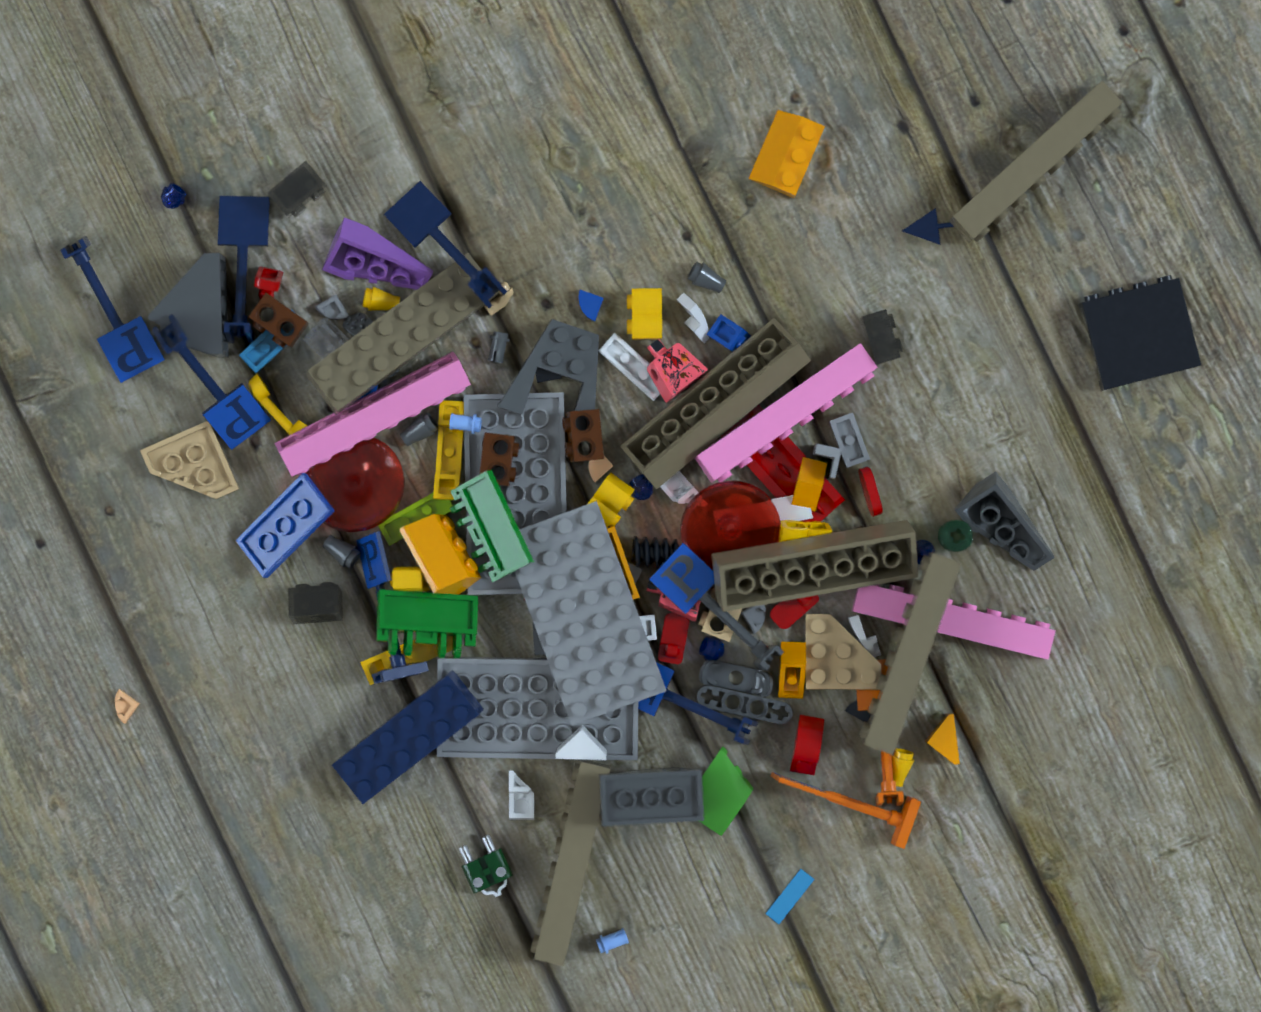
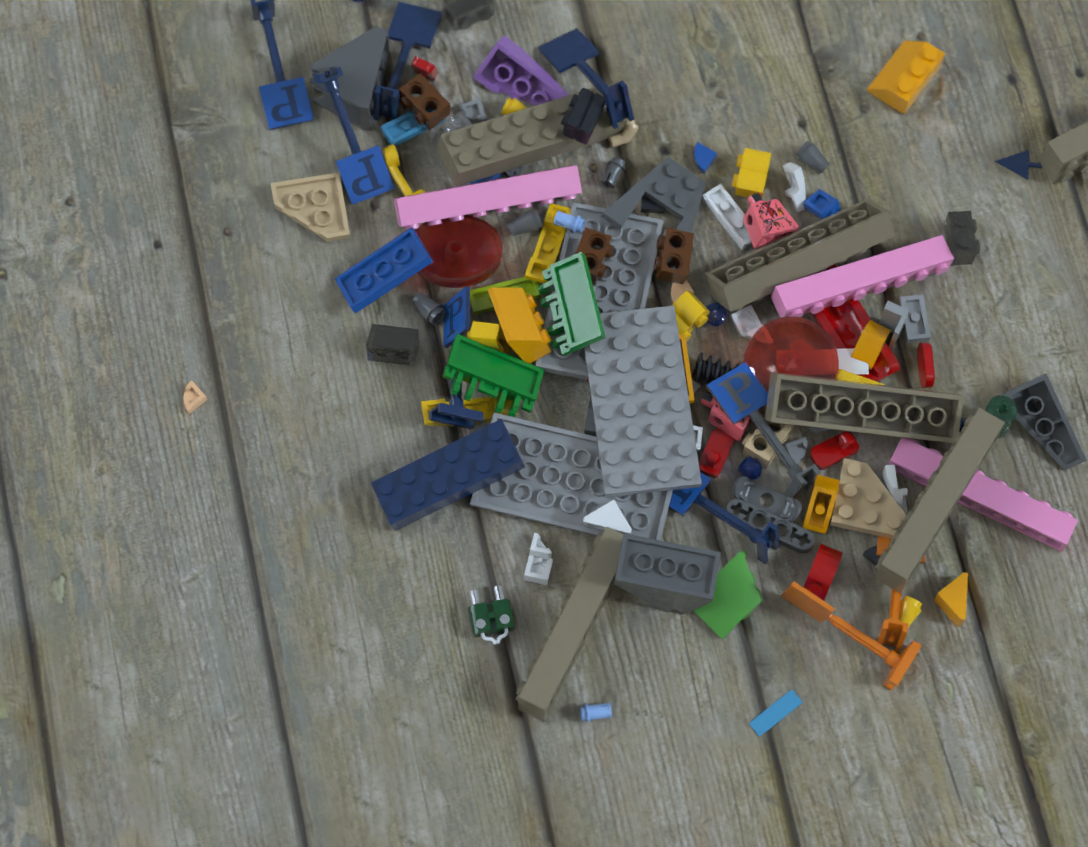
camera: 10 degrees right, 20 degrees down
(453, 308) = (584, 115): none -> black brick

